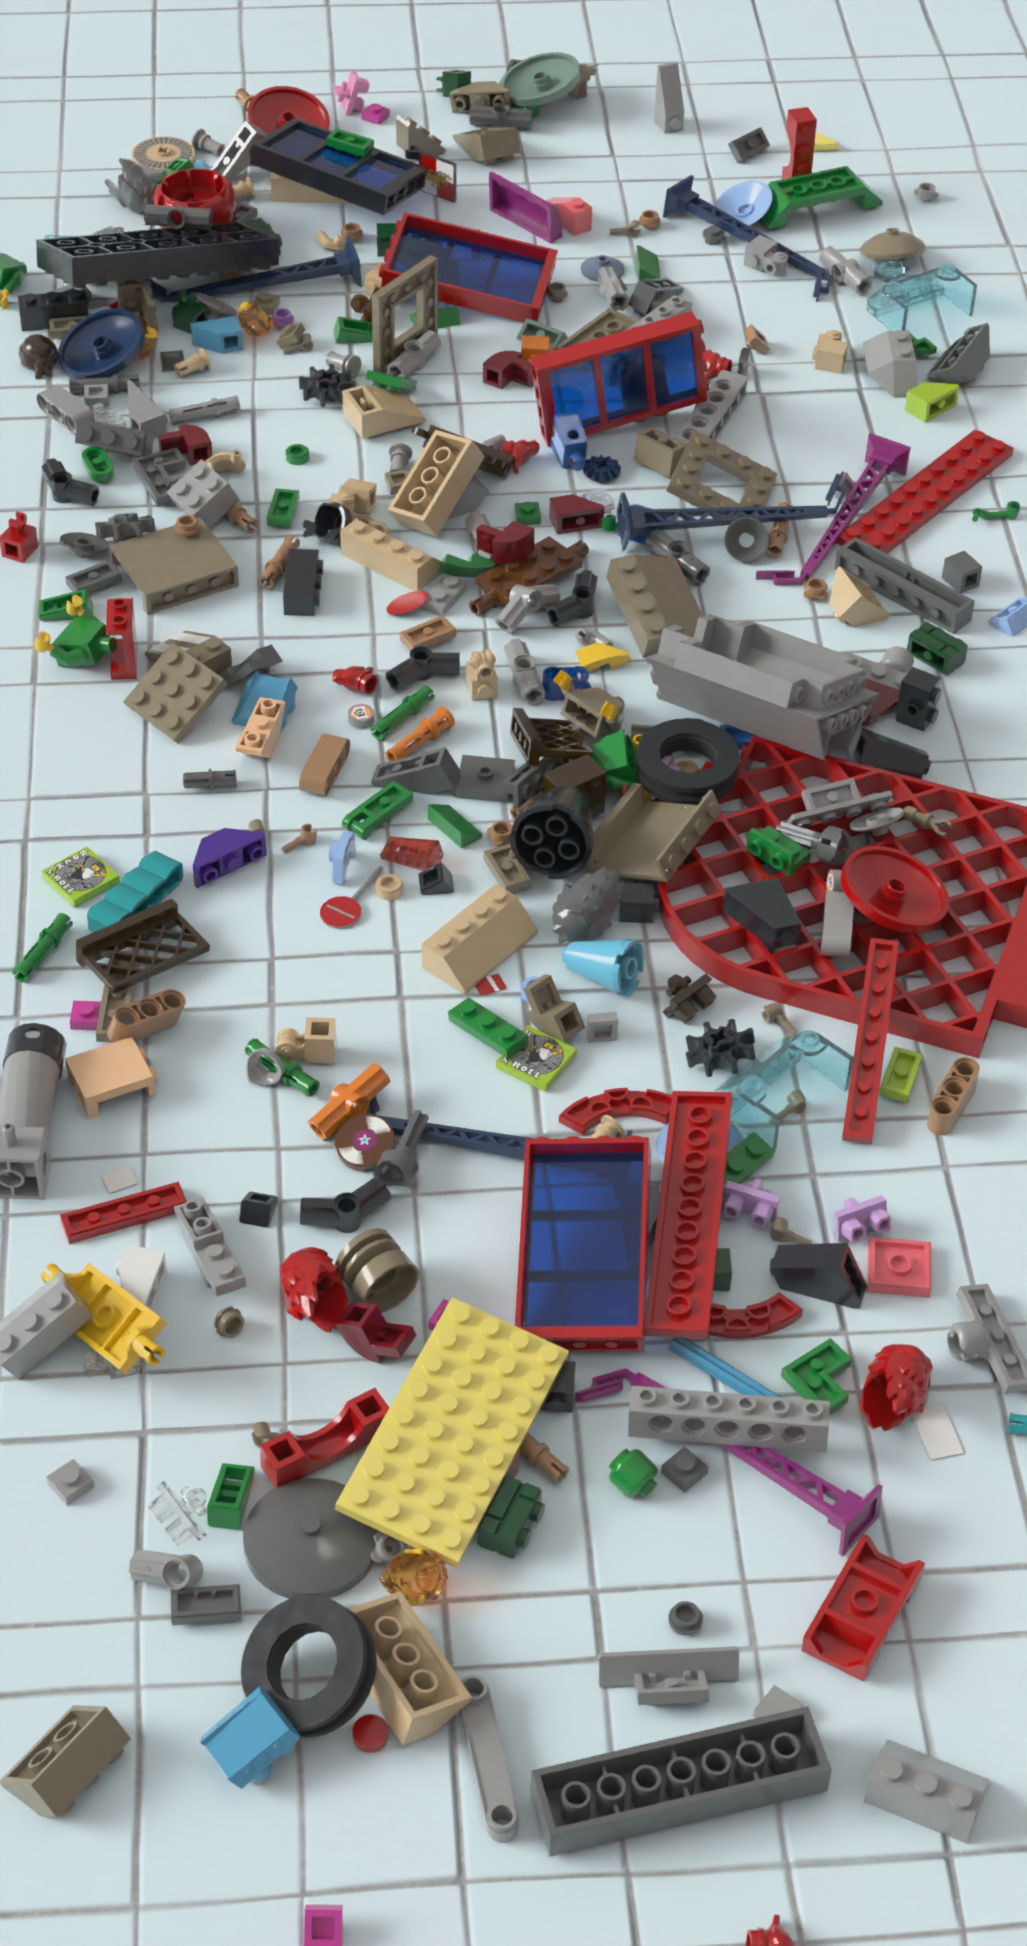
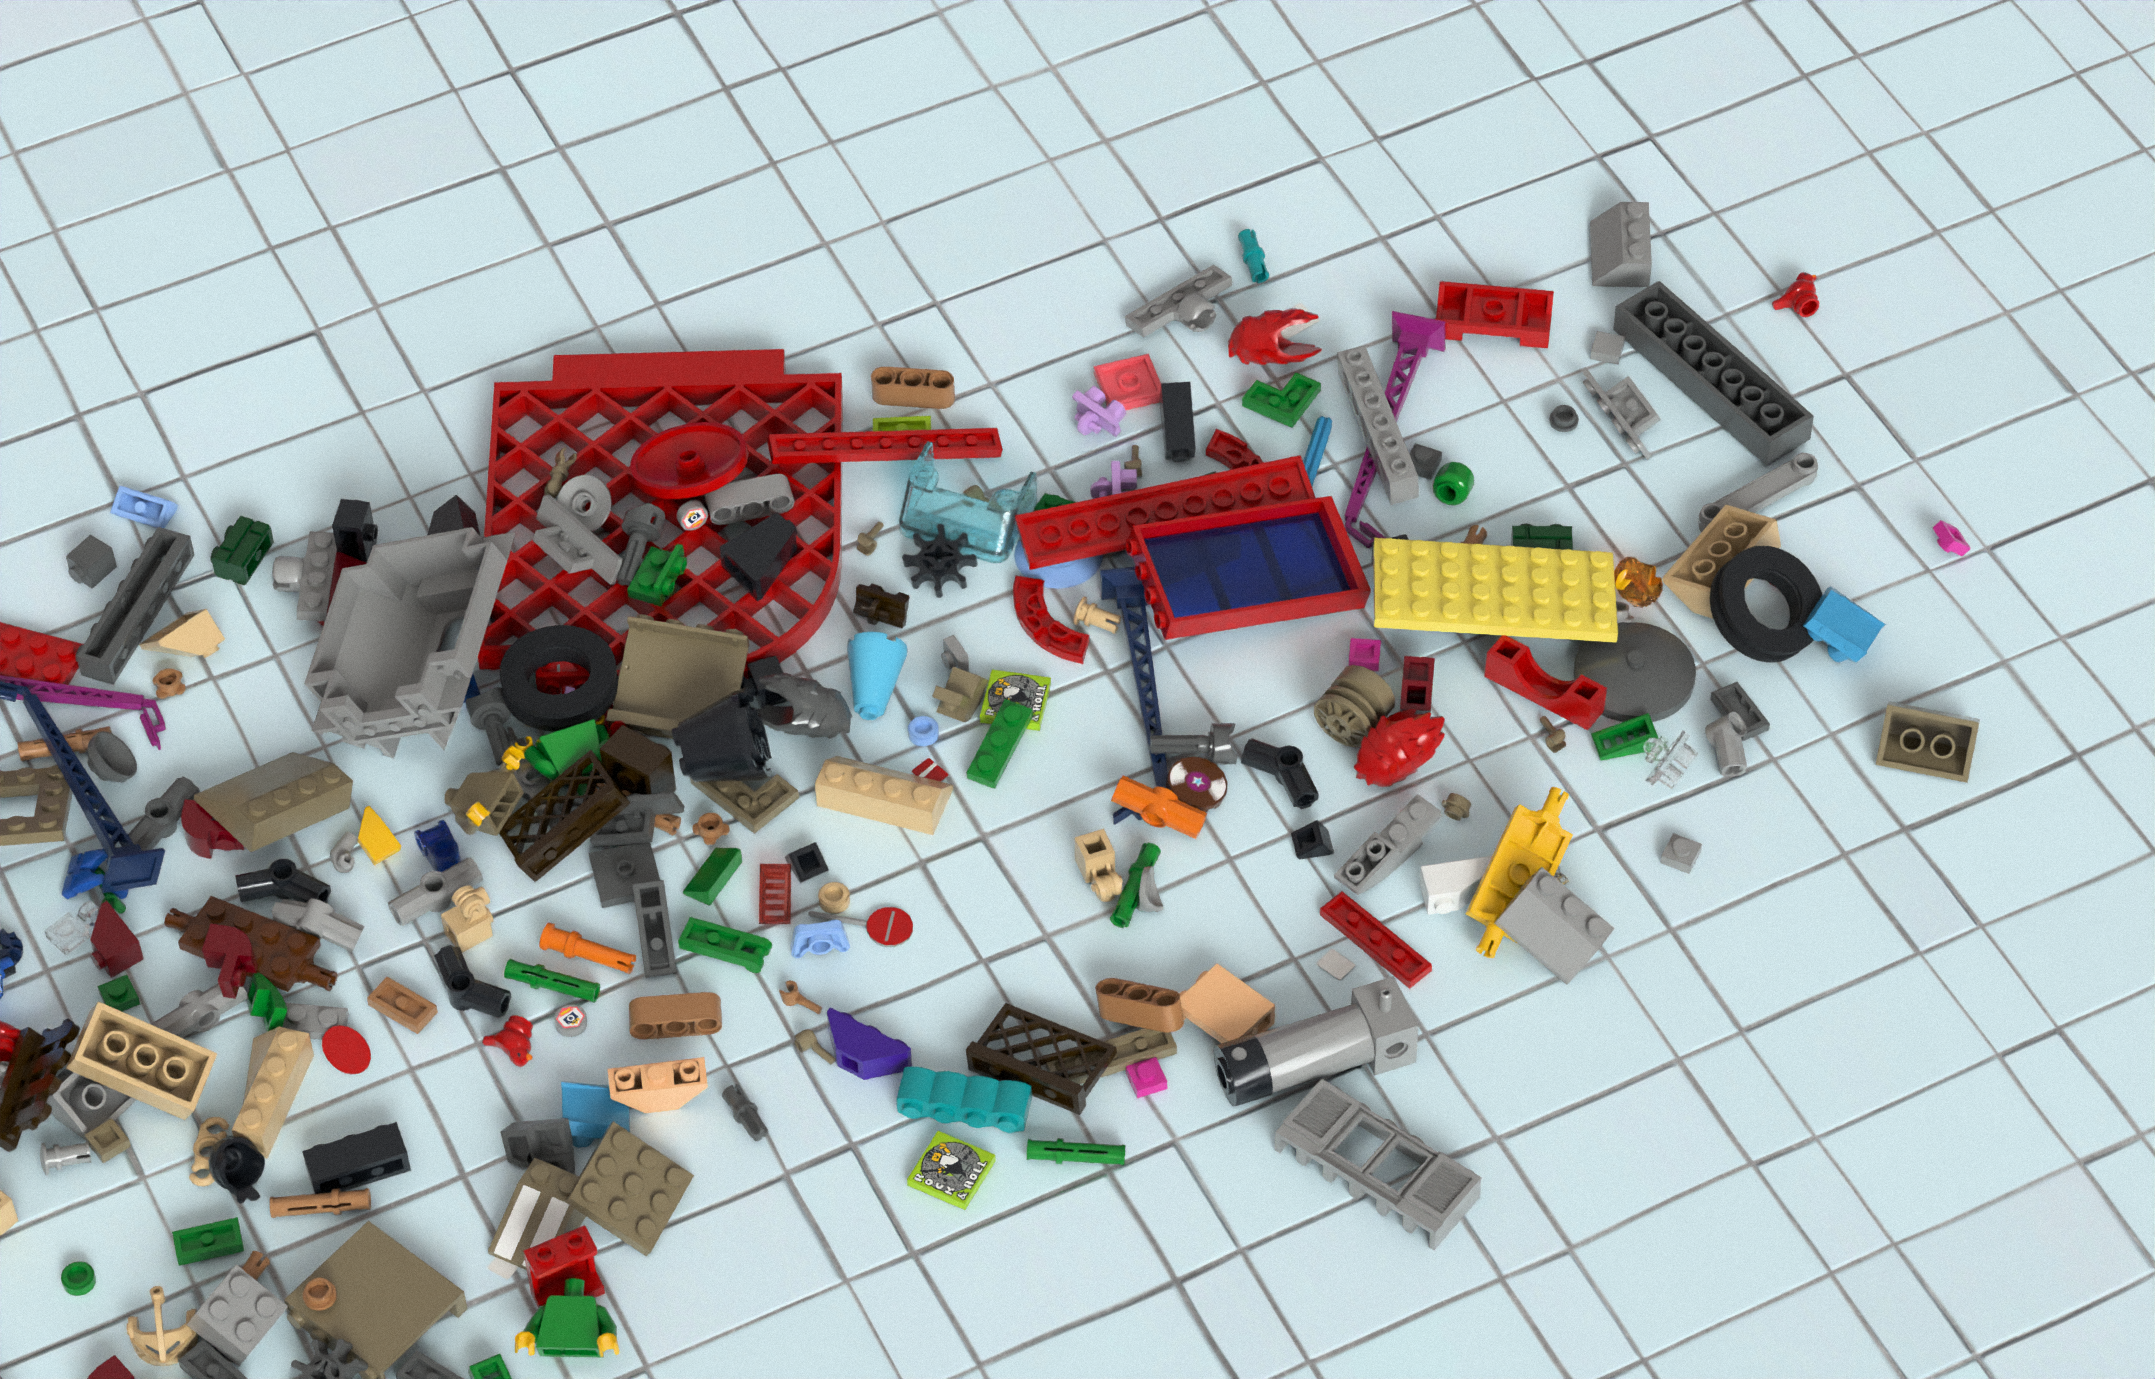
camera: 110 degrees left, 5 degrees up
(356, 495) = (167, 1167): tan brick -> none

